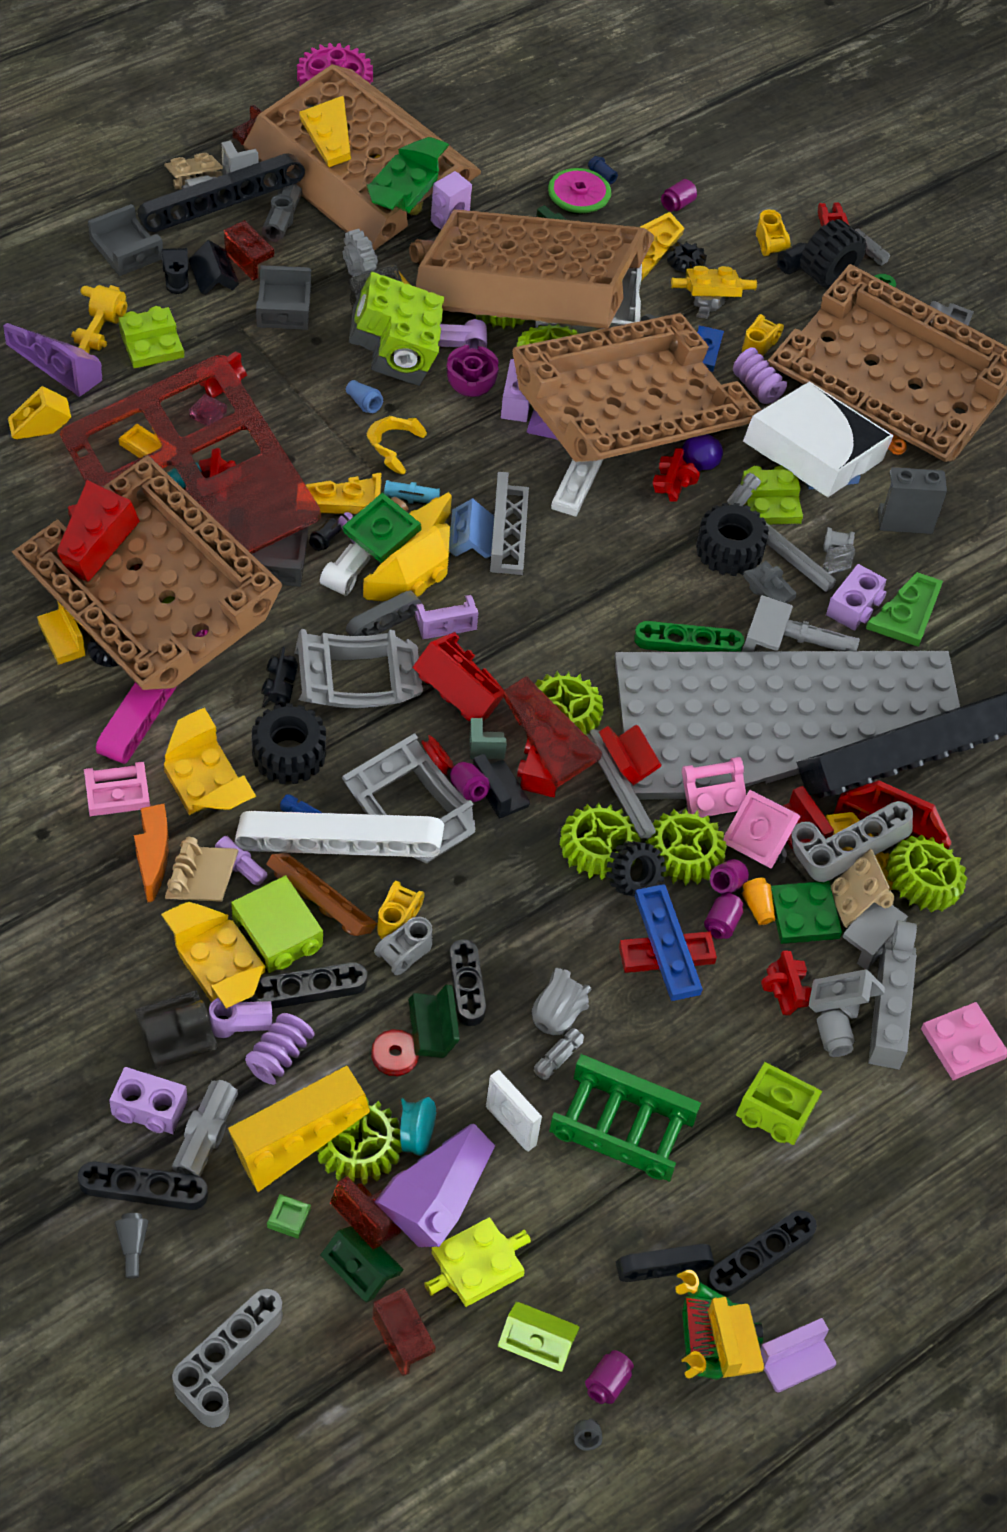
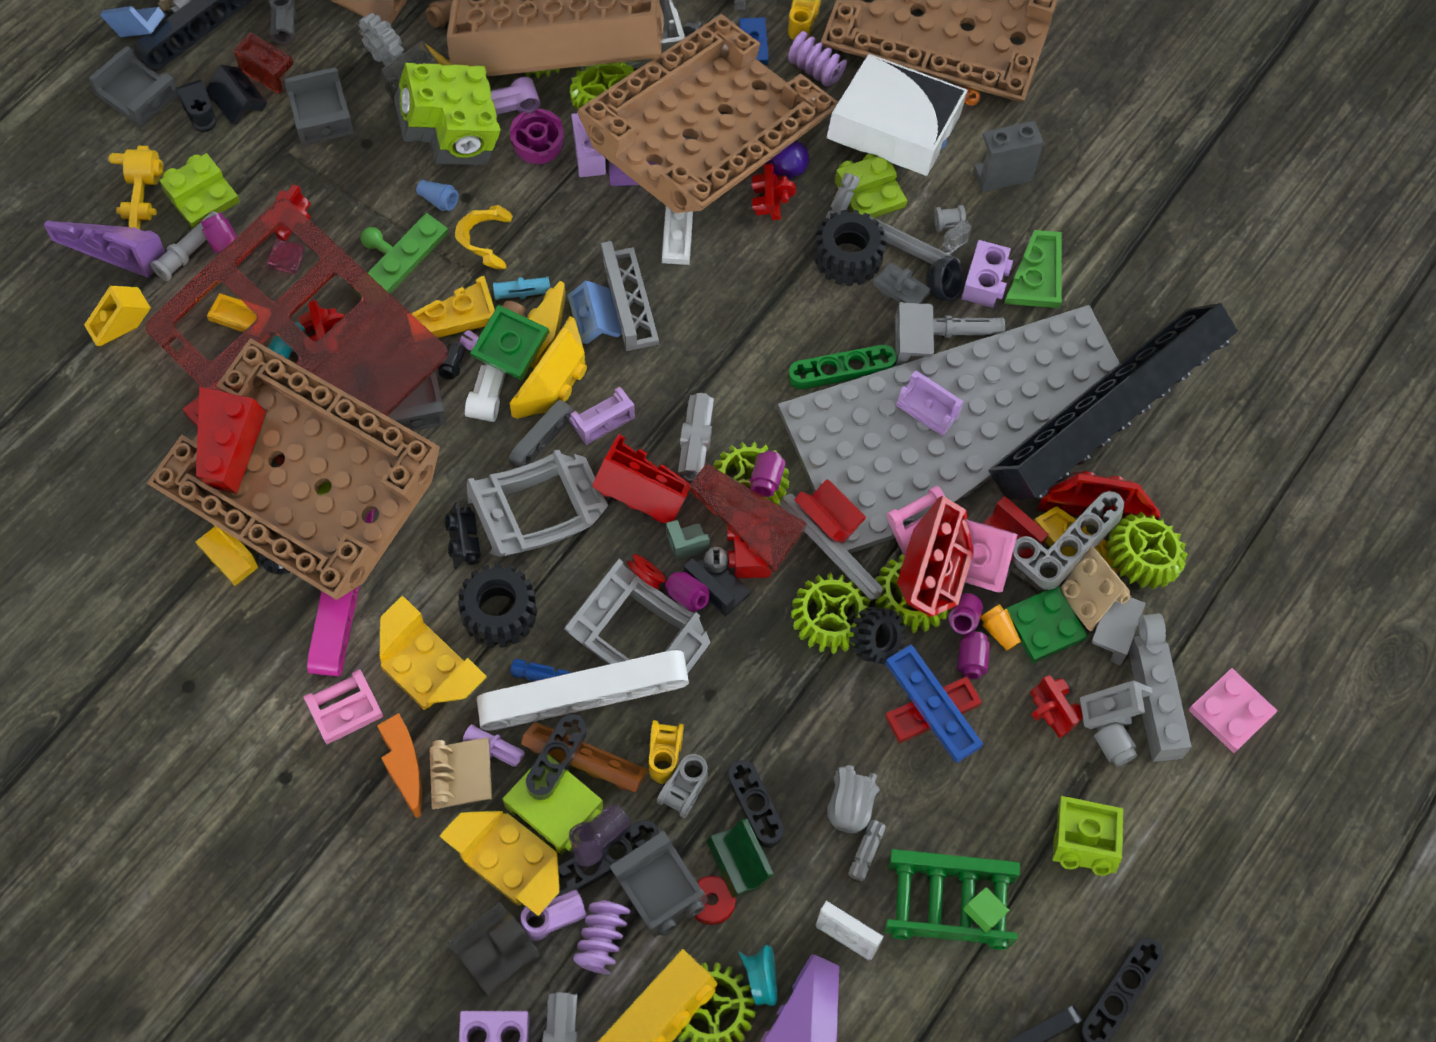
camera: 15 degrees left, 10 degrees up
(113, 382) = (179, 253): none -> light grey pin
(141, 186) = (132, 22): none -> medium blue panel
(154, 370) = (218, 232): none -> magenta brick
(290, 892) = (537, 772): none -> black beam
(299, 958) = (591, 837): none -> clear purple piece
(317, 437) = (405, 254): none -> bright green plate
(349, 1020) = (659, 885): none -> dark grey panel
(513, 767) = (709, 560): none -> light grey hinge
(529, 654) = (695, 436): none -> light grey piece
(580, 700) = (767, 473): none -> magenta brick
(652, 1132) = (986, 909): none -> bright green tile
(716, 815) = (937, 559): none -> red wedge
(759, 687) = (929, 403): none -> lavender hinge
(815, 589) = (945, 278): none -> black piece

